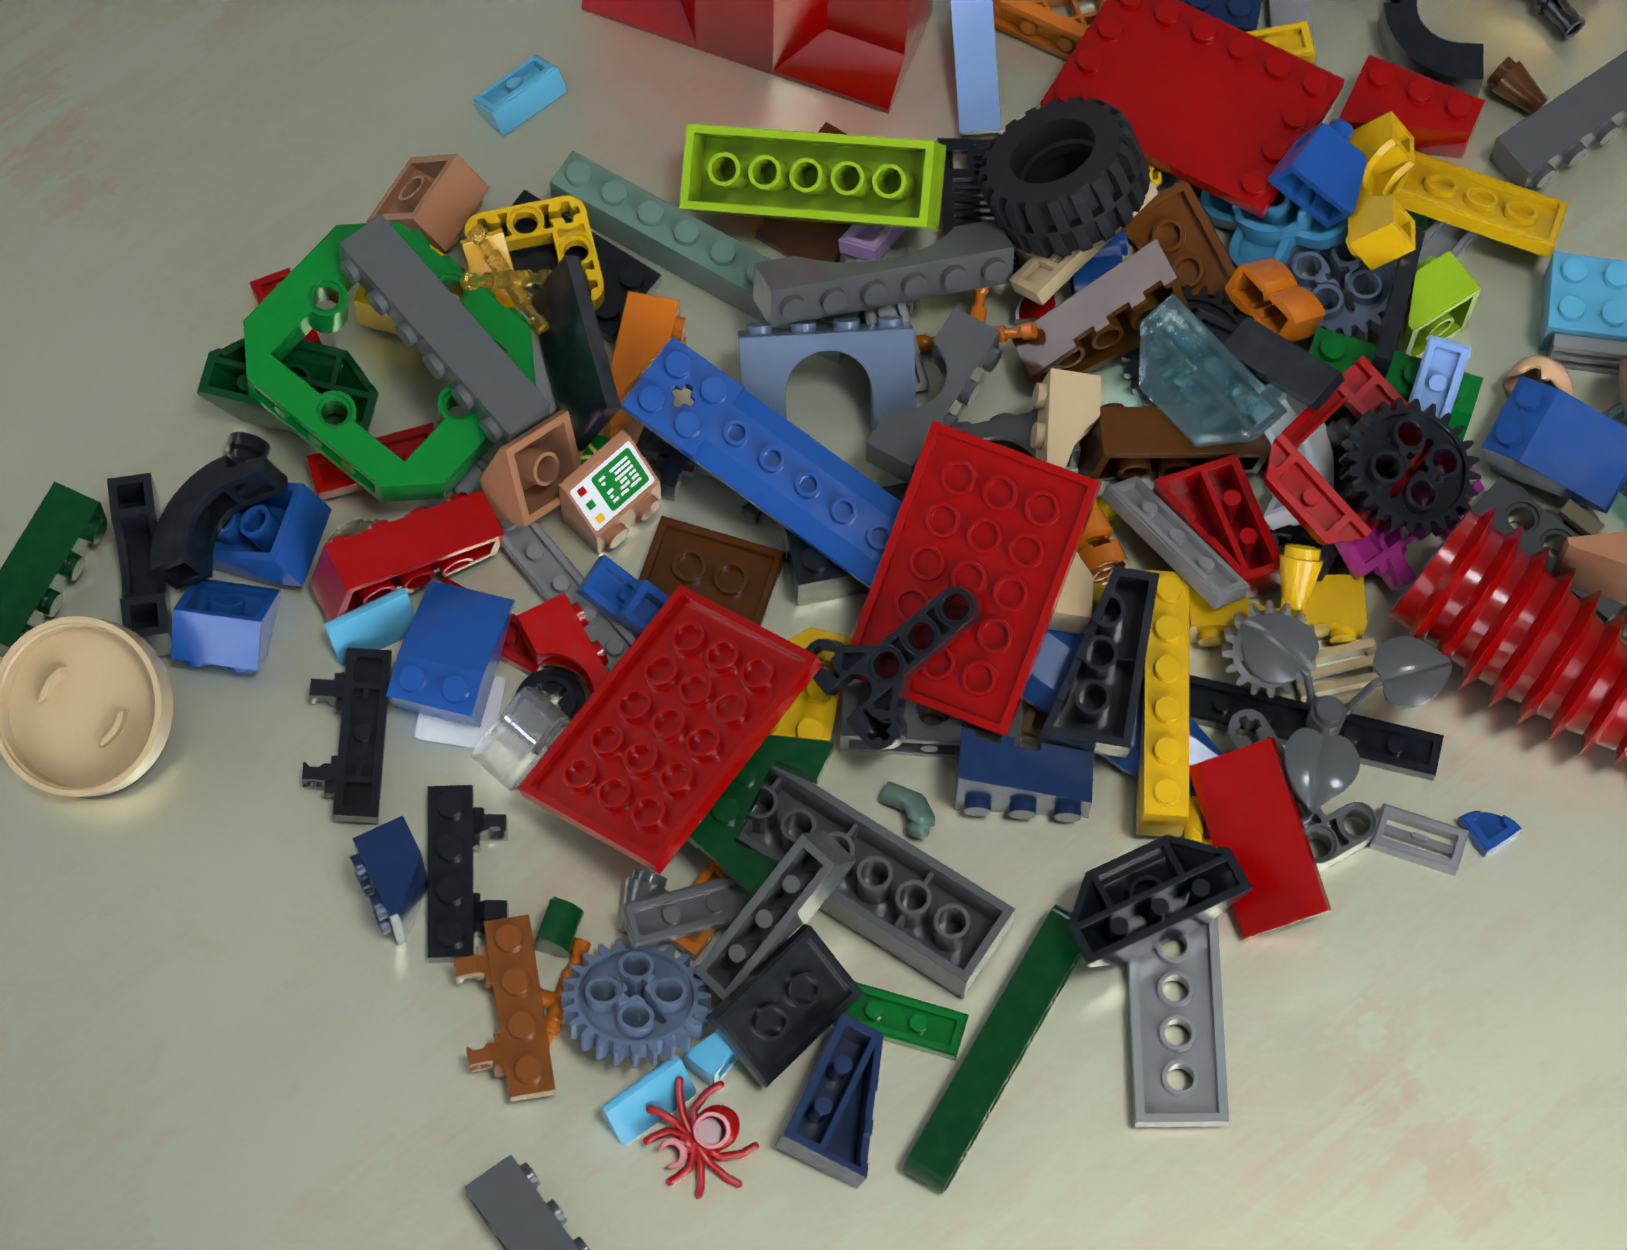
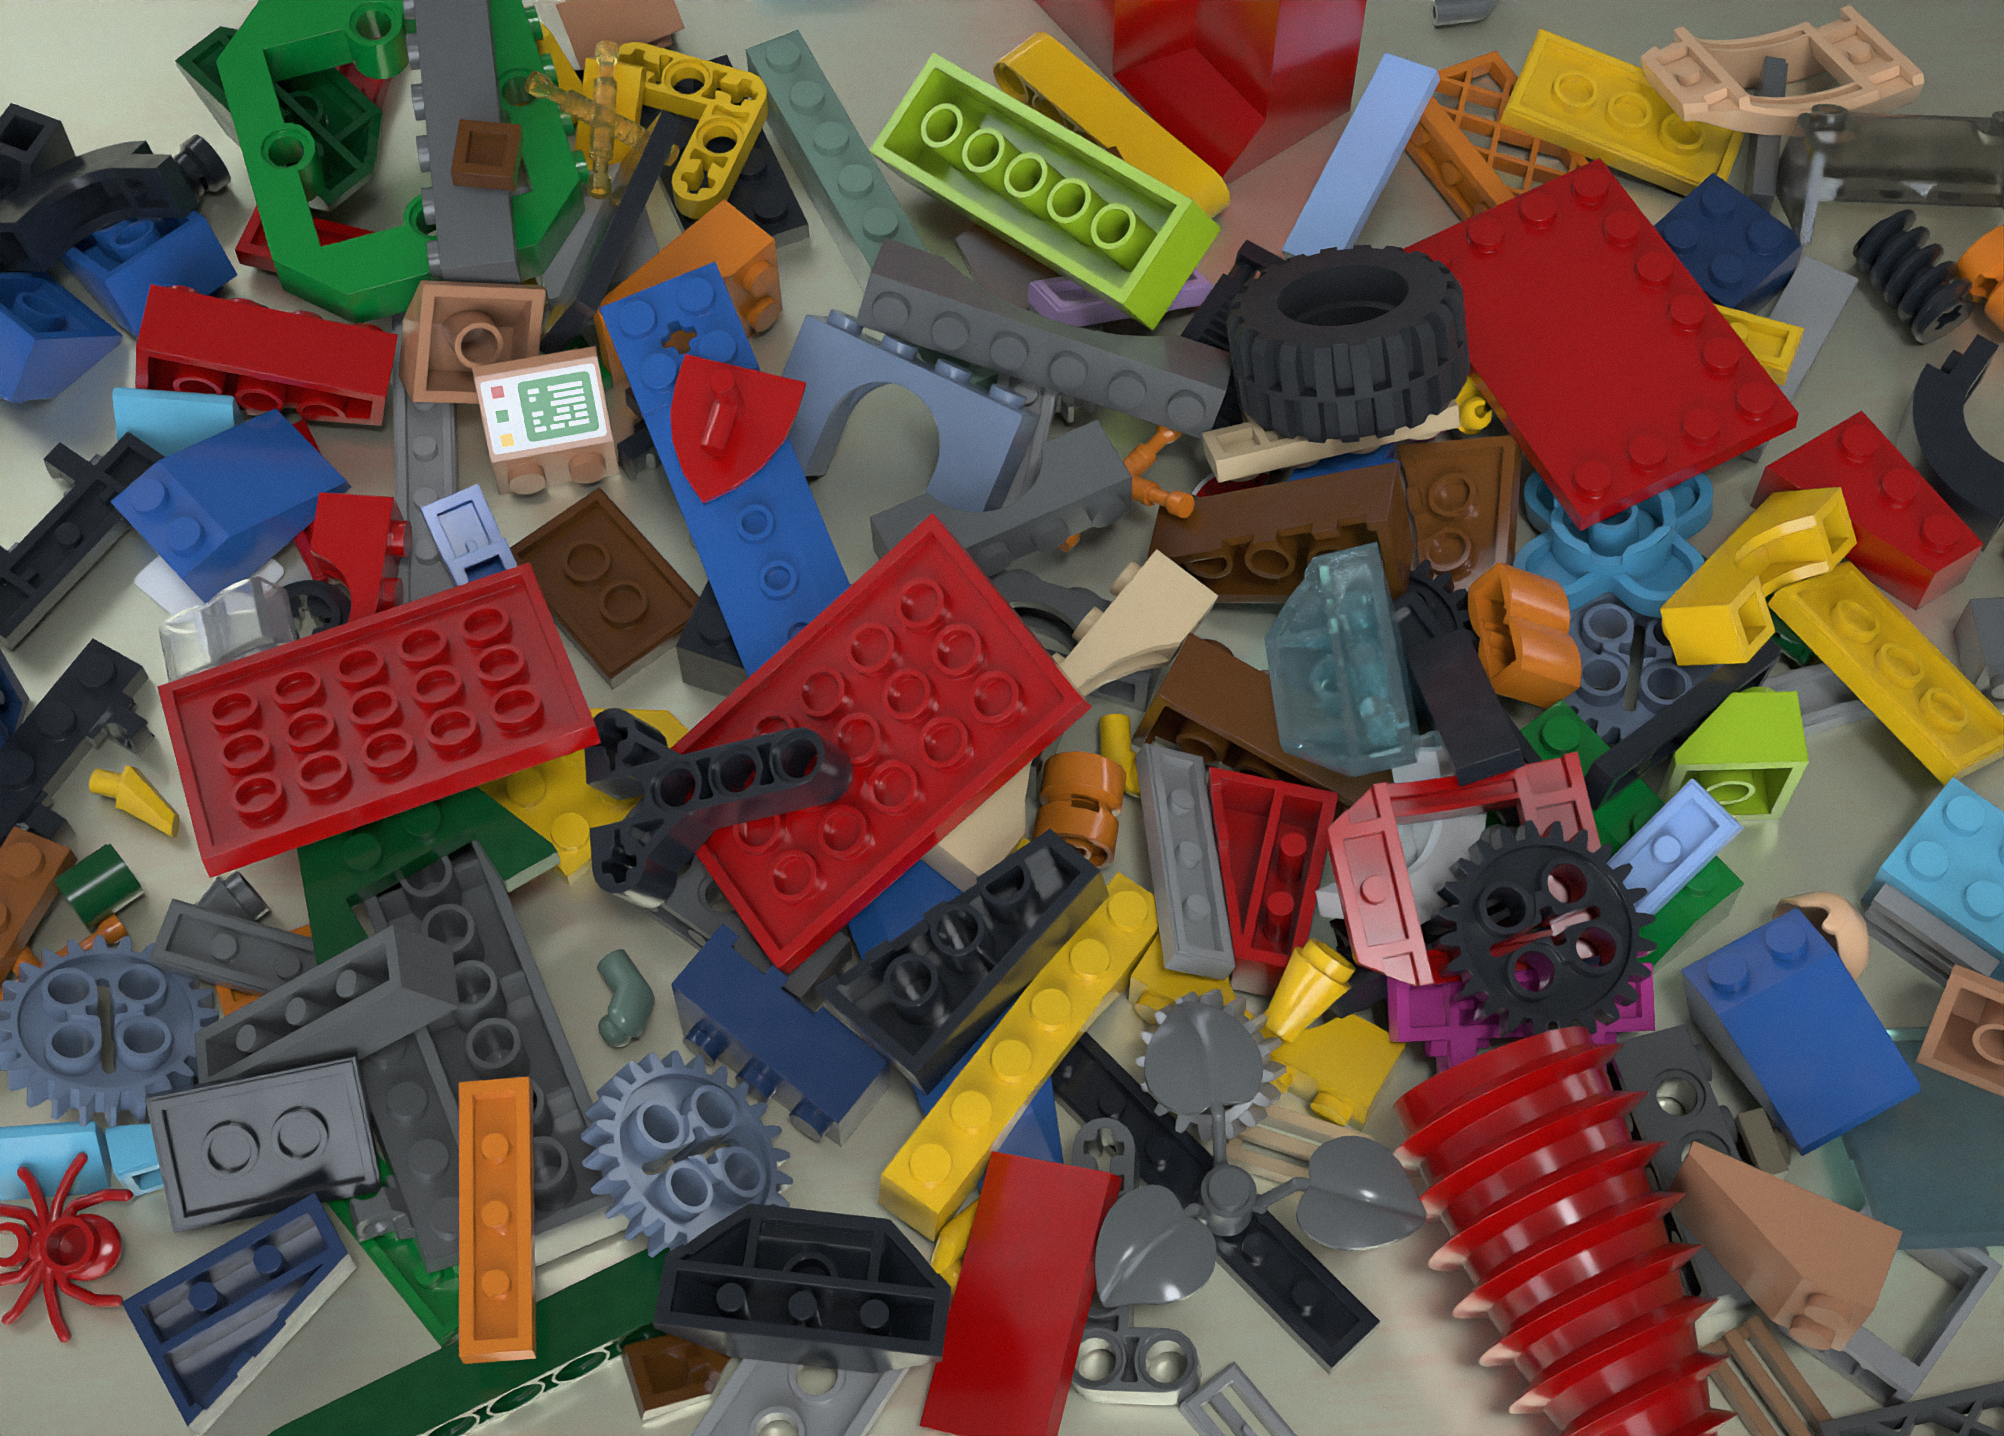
camera: 35 degrees right, 5 degrees down
(492, 346) = (487, 155): none -> reddish brown plate
(531, 864) = (137, 797): none -> yellow bar
(753, 431) = (729, 422): none -> red shield
(779, 104) = (1075, 96): none -> yellow beam
(881, 971) = (418, 1152): none -> dark grey hinge
(959, 963) = (496, 1221): none -> orange plate
(997, 852) = (678, 1114): none -> sand blue gear
(1091, 992) = (671, 1373): none -> reddish brown slope
(1322, 172) = (1689, 506): blue torso -> none

